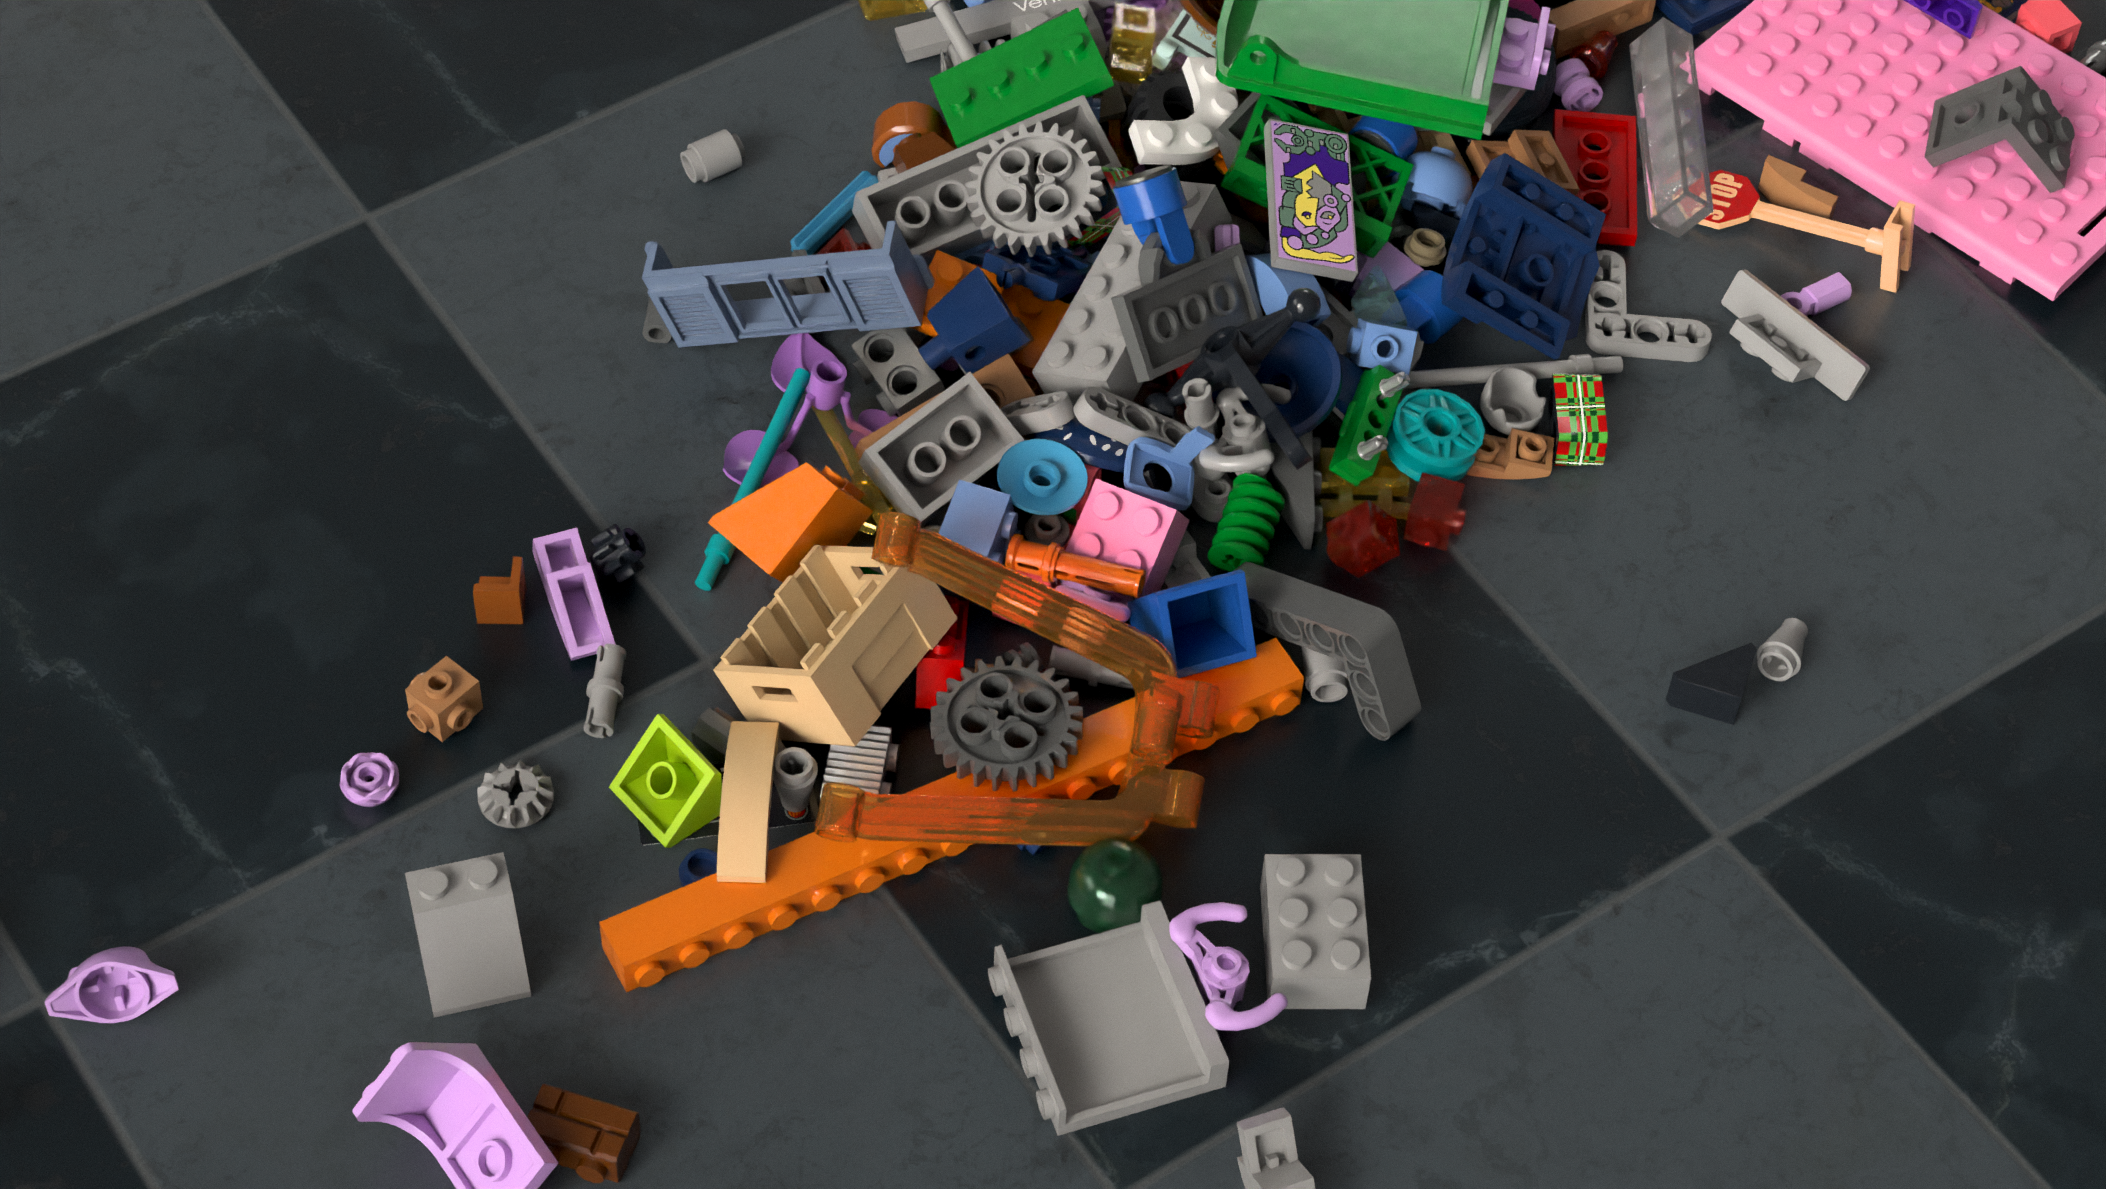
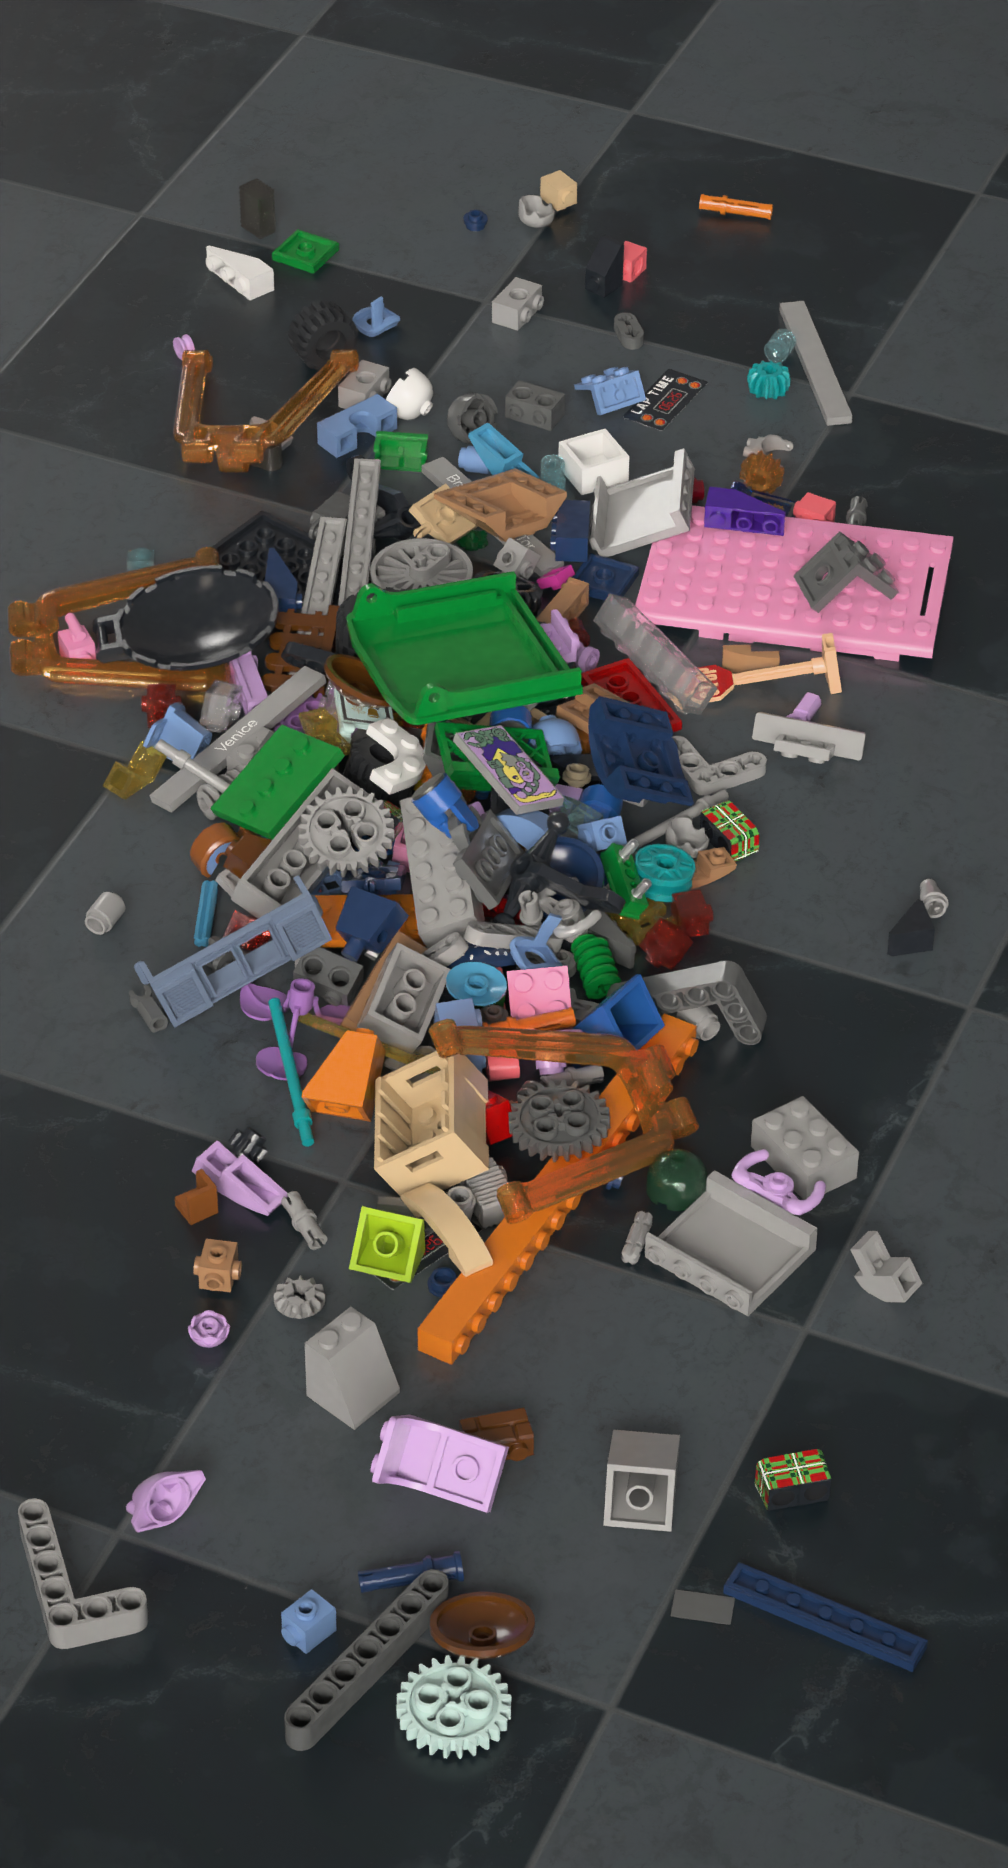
camera: 30 degrees left, 10 degrees down
(1005, 933) = (636, 1237): none -> light grey axle

